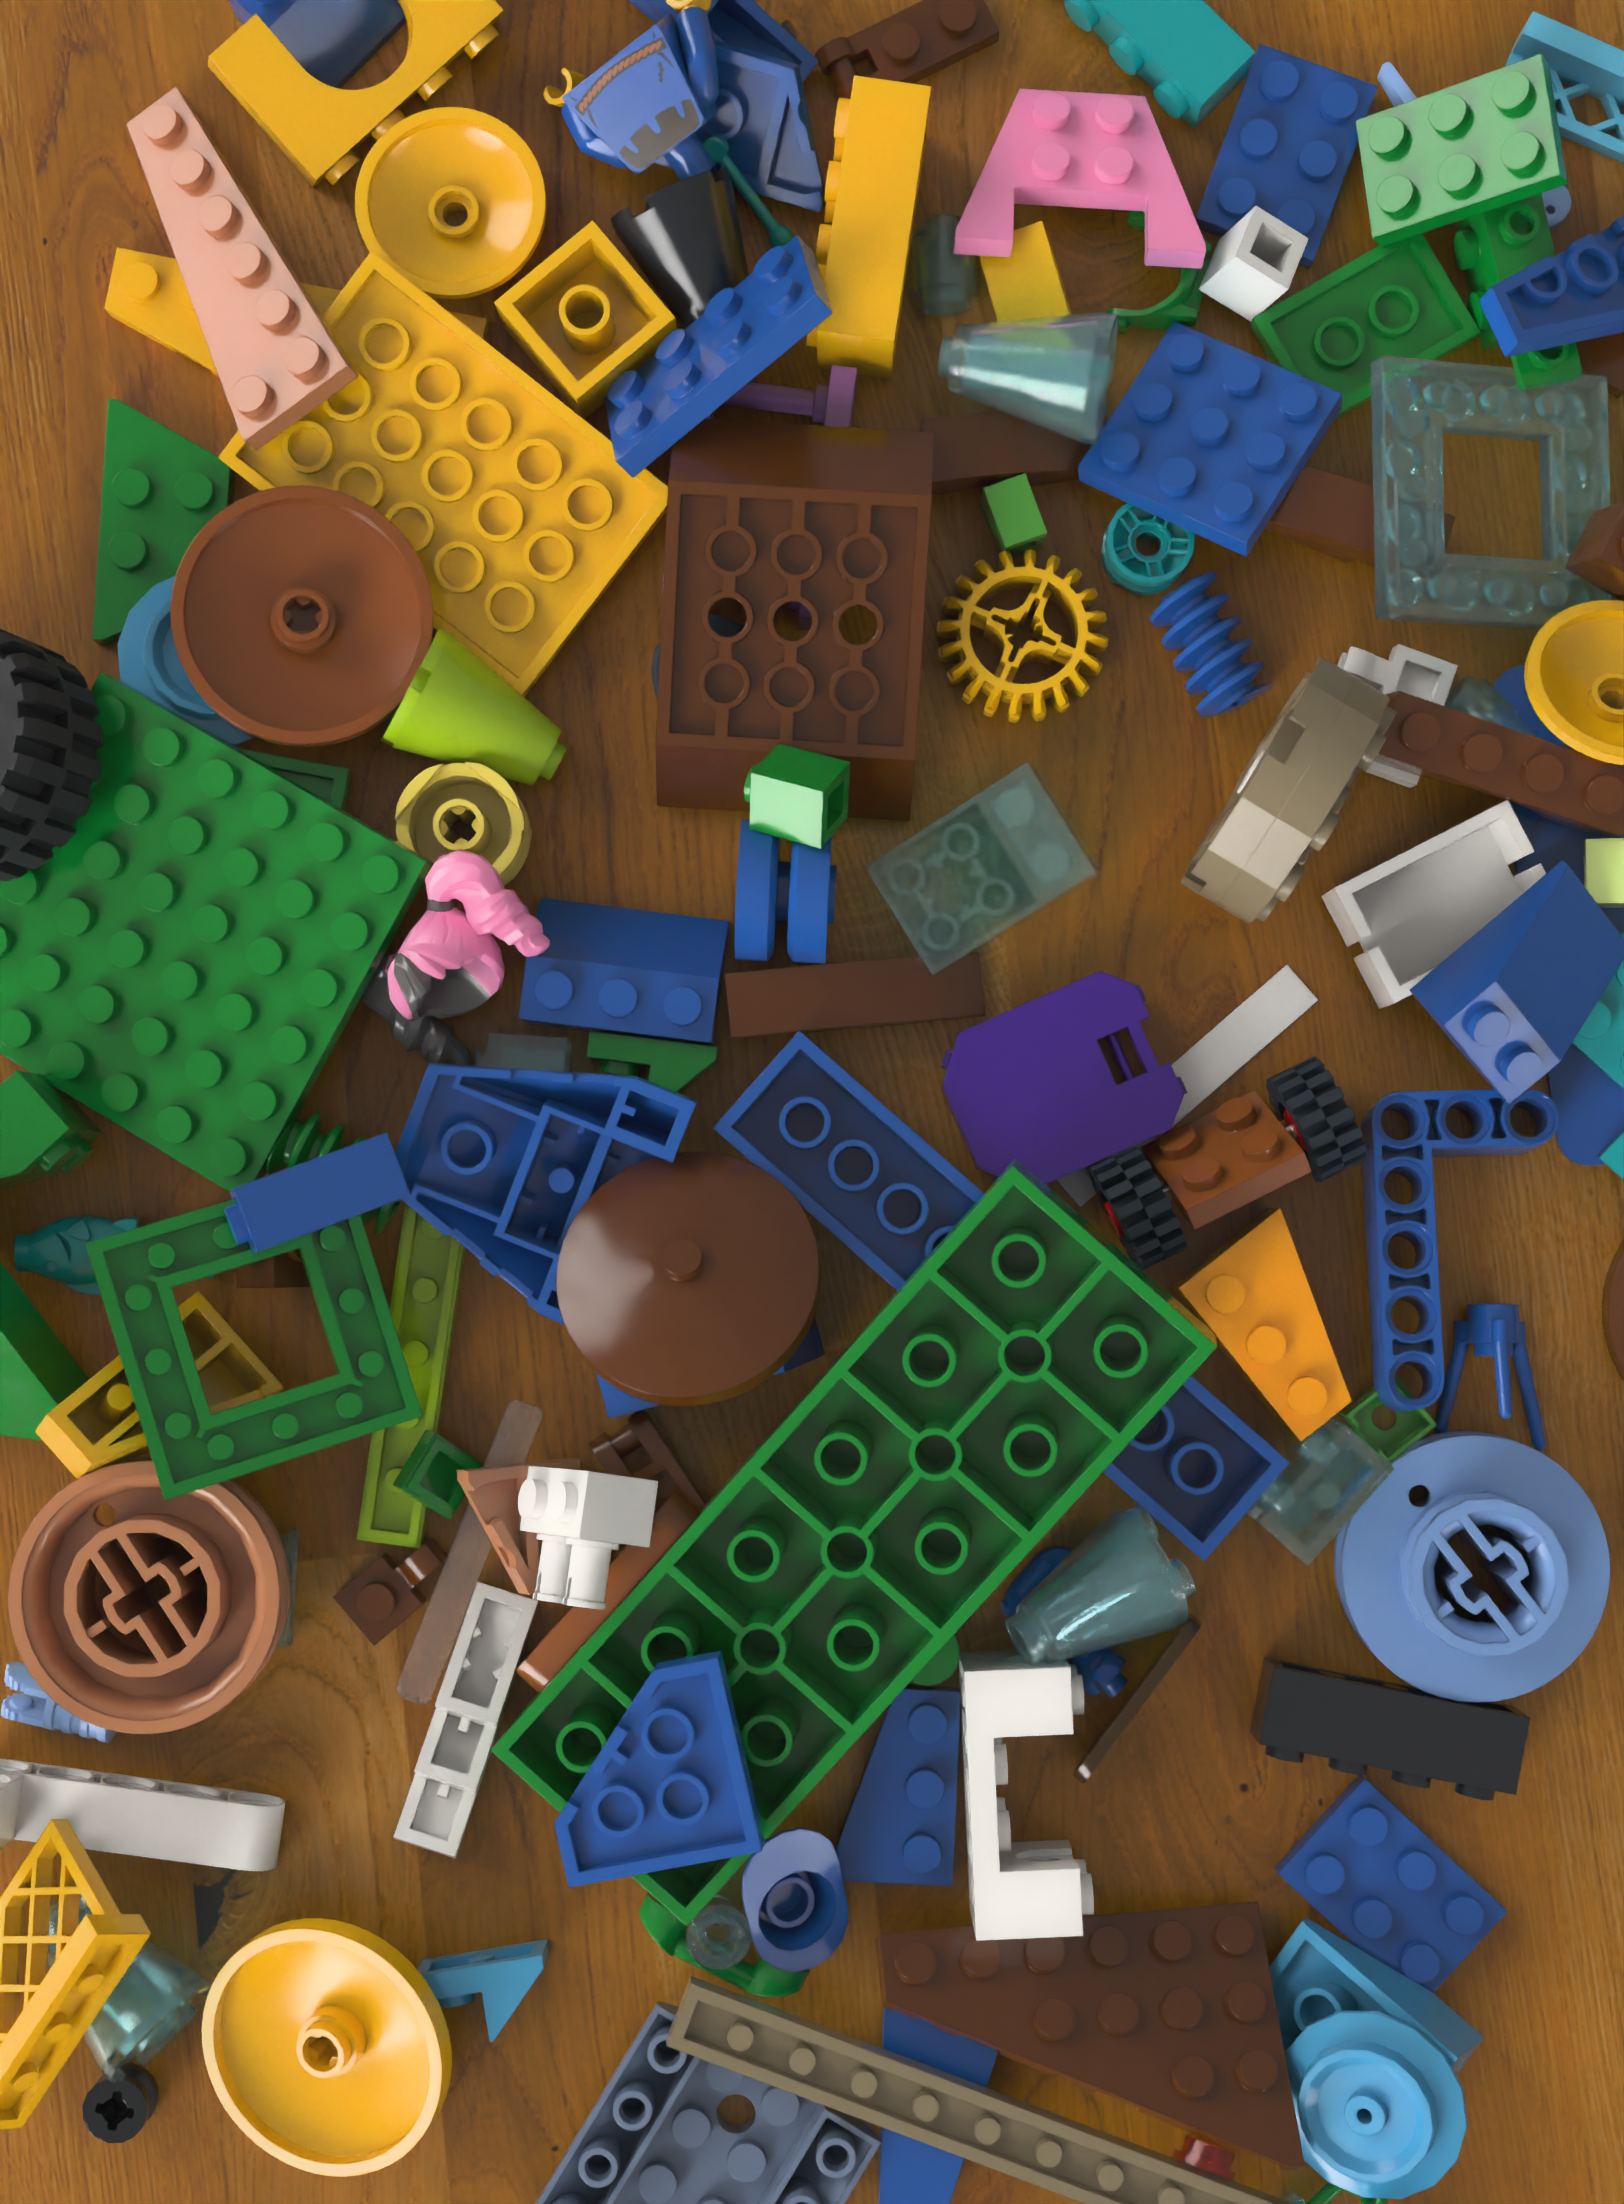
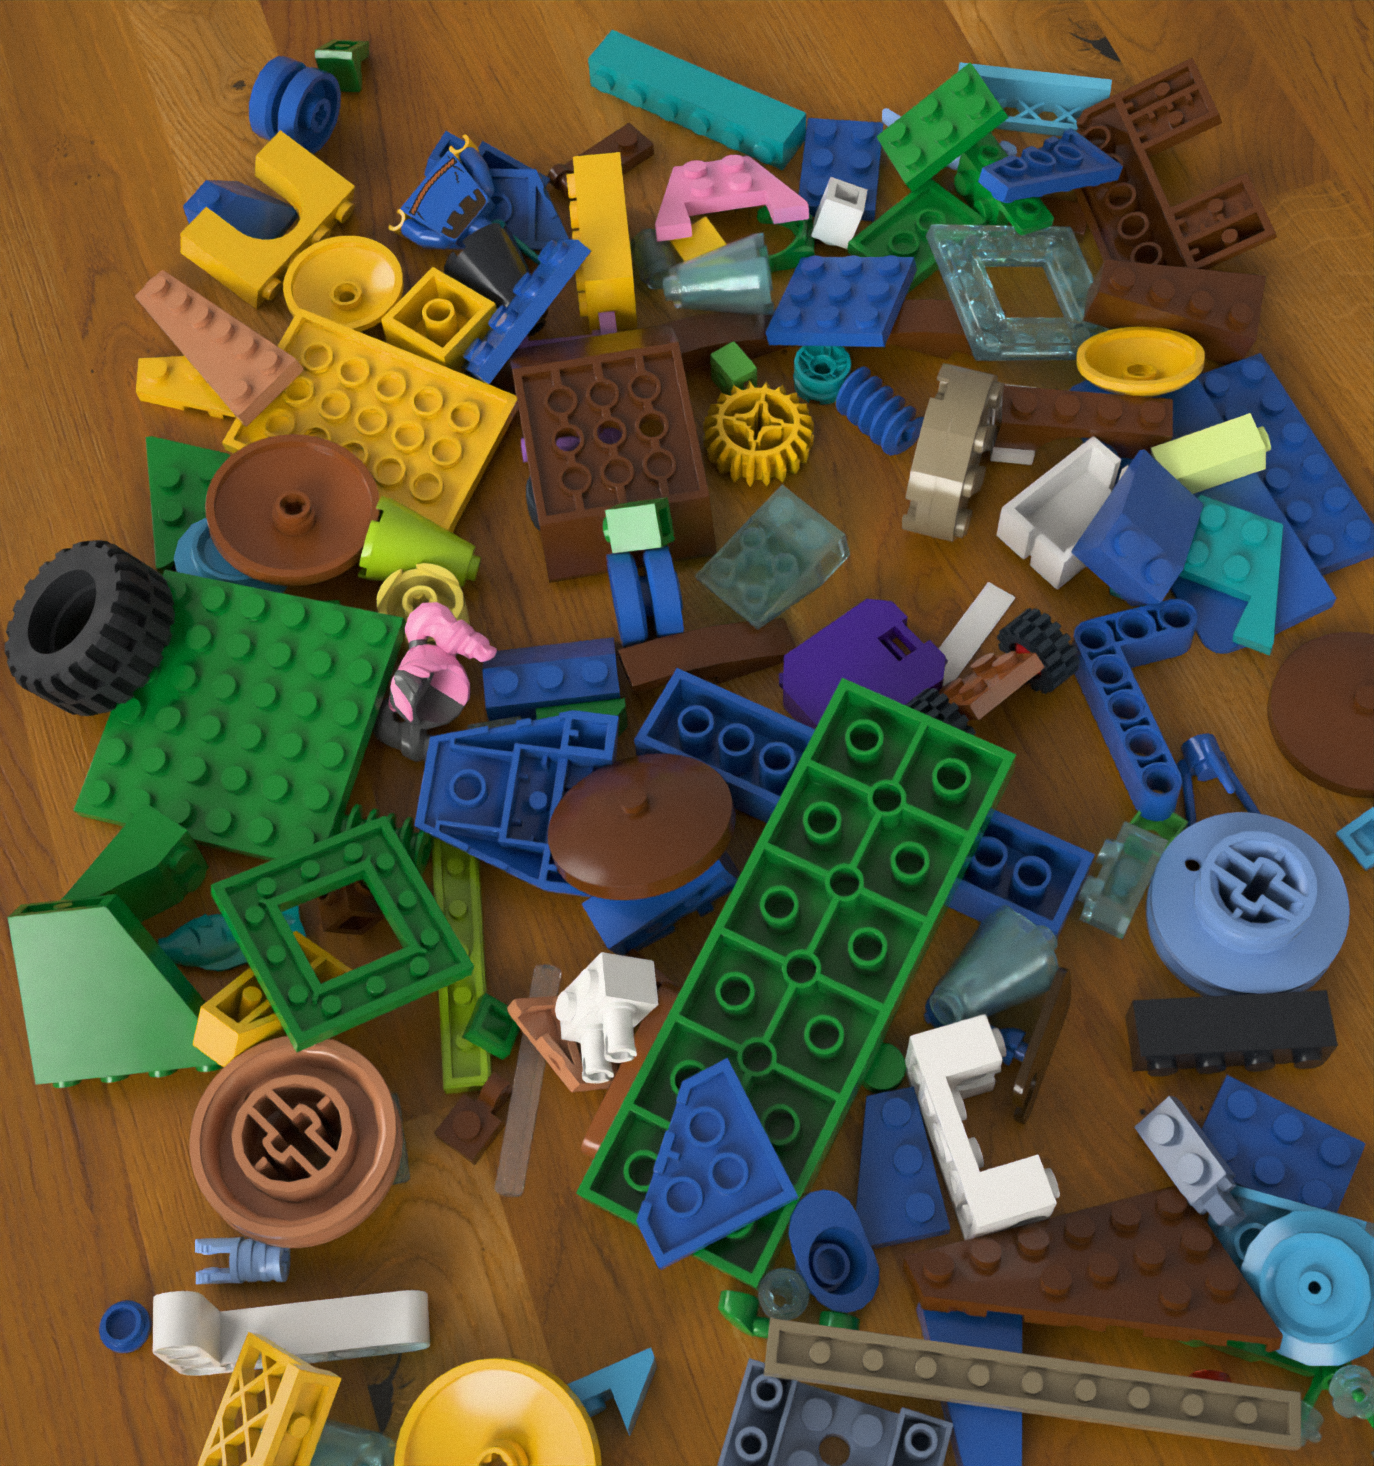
camera: 15 degrees left, 25 degrees down
(316, 1194) = (369, 824): blue brick -> none
(466, 1720) = (552, 1201): white slope -> none
(1268, 1323) = (1055, 787): light orange wedge -> none
(1278, 1890) = (1191, 1161): none -> sand blue hinge

